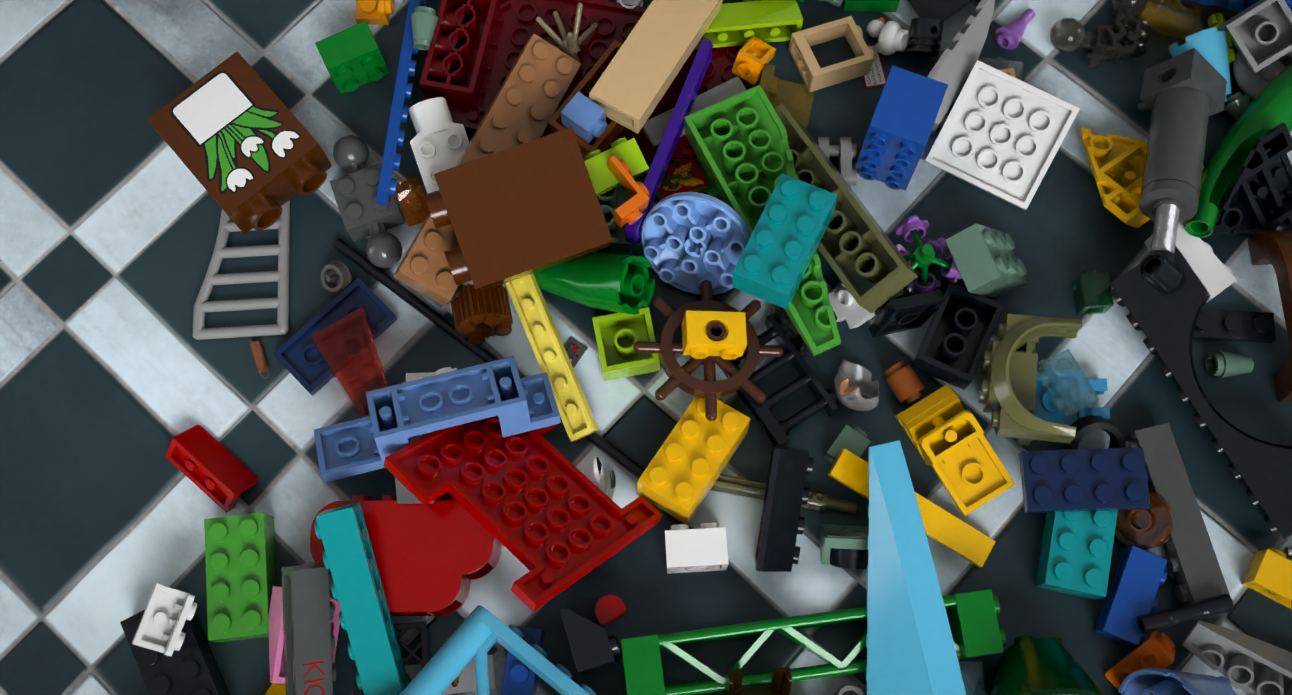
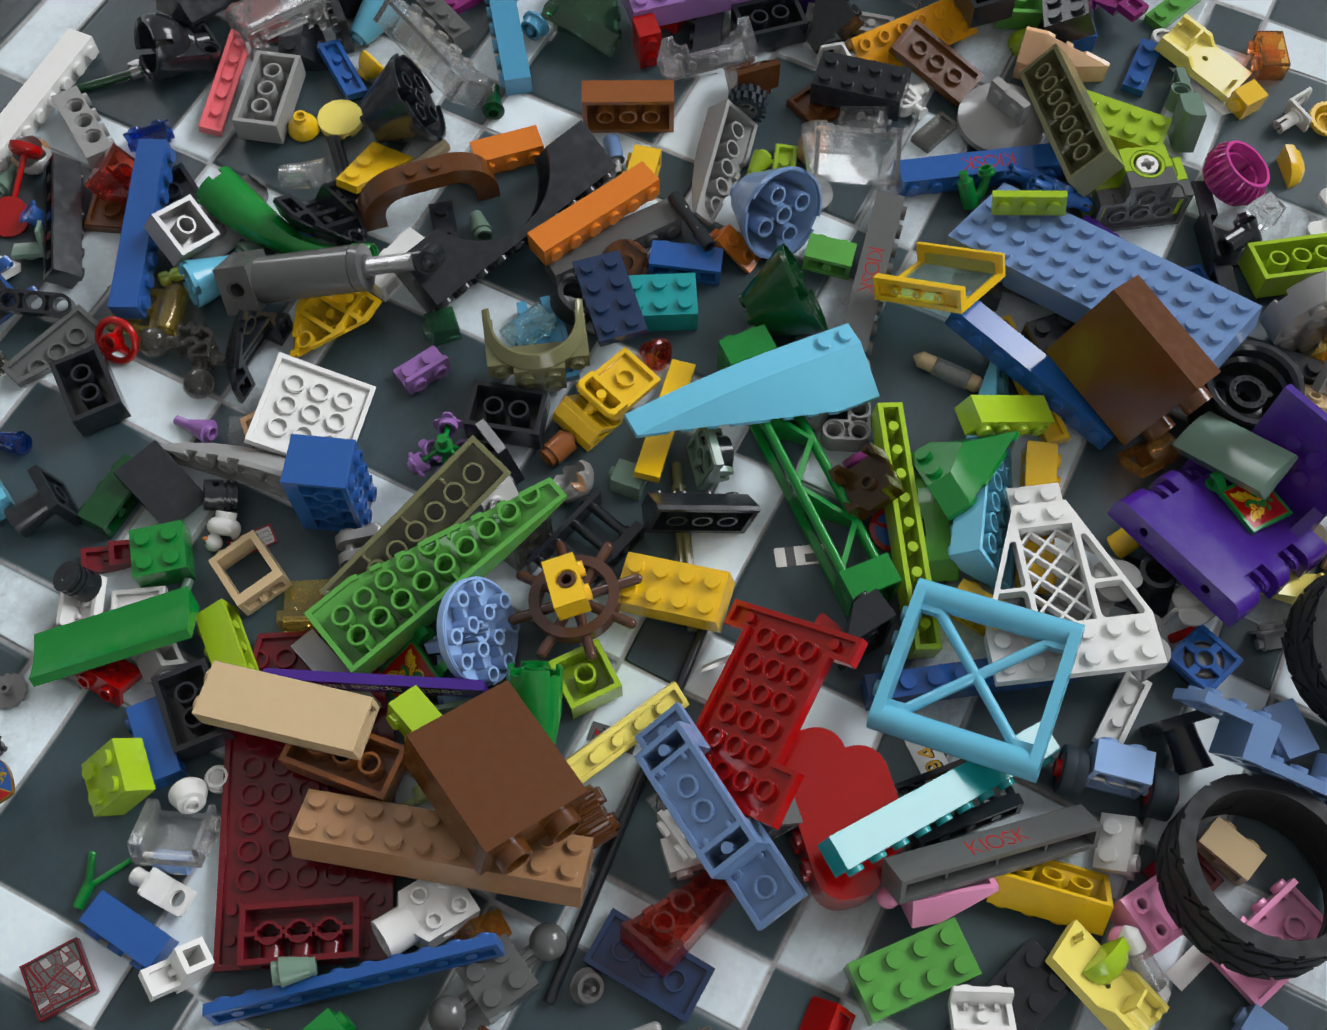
camera: 110 degrees left, 10 degrees down
(570, 41) = (285, 815): dark tan plant -> none
(584, 117) = (375, 757): medium blue brick -> none
(632, 209) = (465, 683): orange bracket -> none
(696, 548) = (754, 570): white brick -> none
(712, 609) = (795, 556): none -> white sticker
(752, 58) = (270, 635): light orange bracket -> none
(784, 241) = (468, 539): teal brick -> none
(986, 261) = (439, 396): sand green brick -> none
(1005, 524) = (656, 353): none -> clear red brick
(1041, 263) = (422, 370): none -> medium lavender bracket
(1106, 81) = (245, 338): none -> black wedge
(1216, 497) = (593, 213): none -> orange brick

